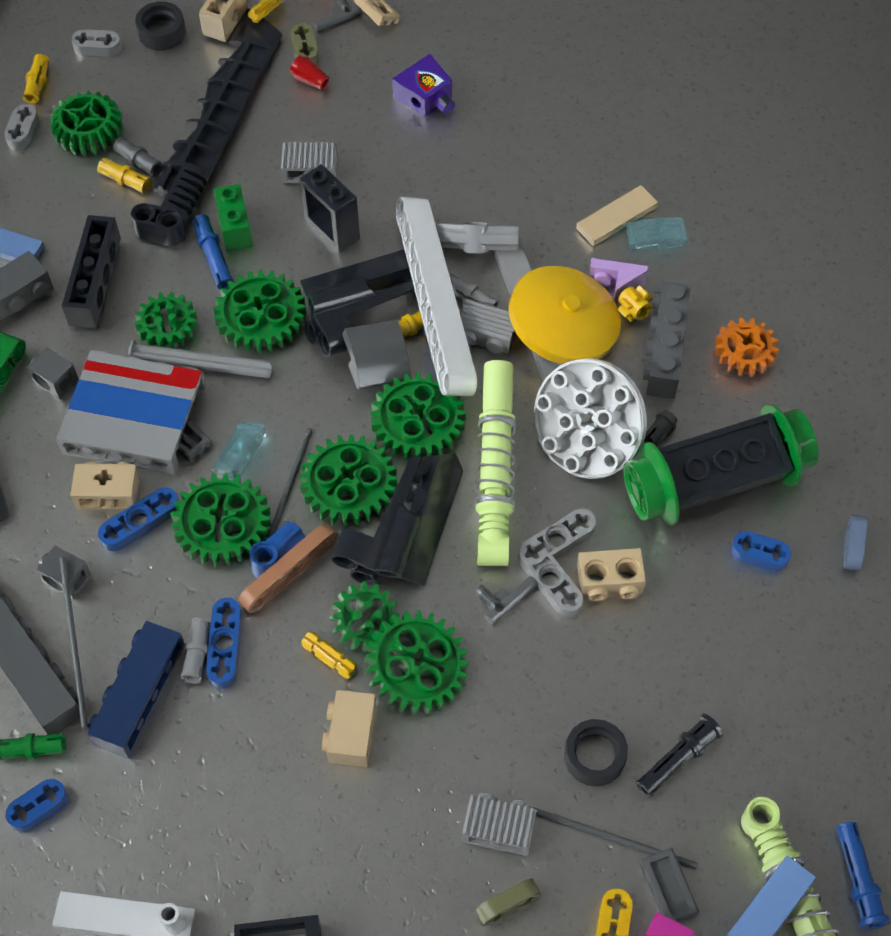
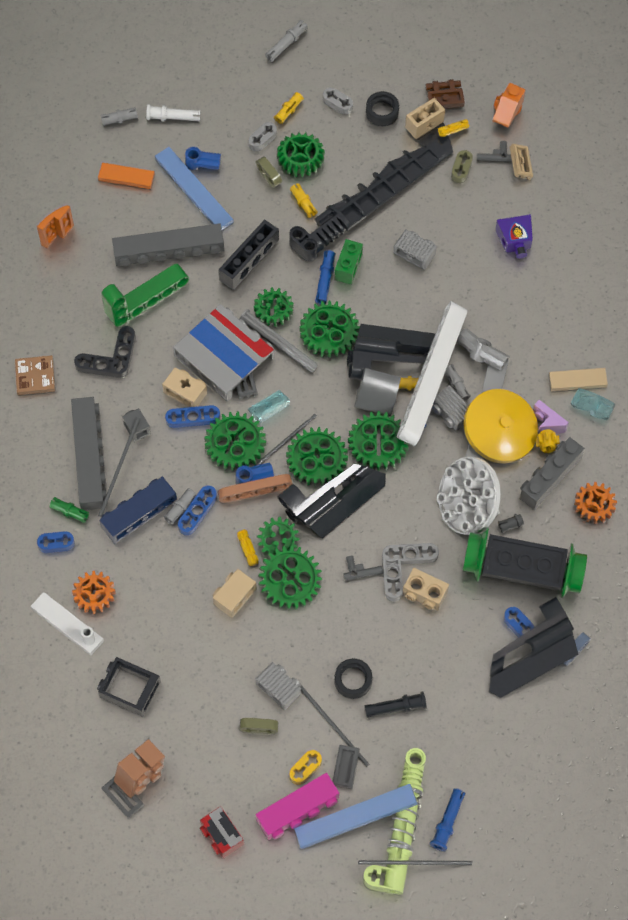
camera: 30 degrees right, 5 degrees up
(52, 372) = (194, 305): dark grey brick -> none
(56, 162) = (268, 172): none -> olive beam
(127, 854) = (85, 592): none -> orange gear
(137, 156) = (317, 192): dark grey pin -> none
(308, 72) = (451, 187): red cone -> none
(329, 208) = (405, 287): black window -> none
(495, 470) = (416, 469): yellowish green piece -> none
(832, 554) = (551, 646): none -> black panel

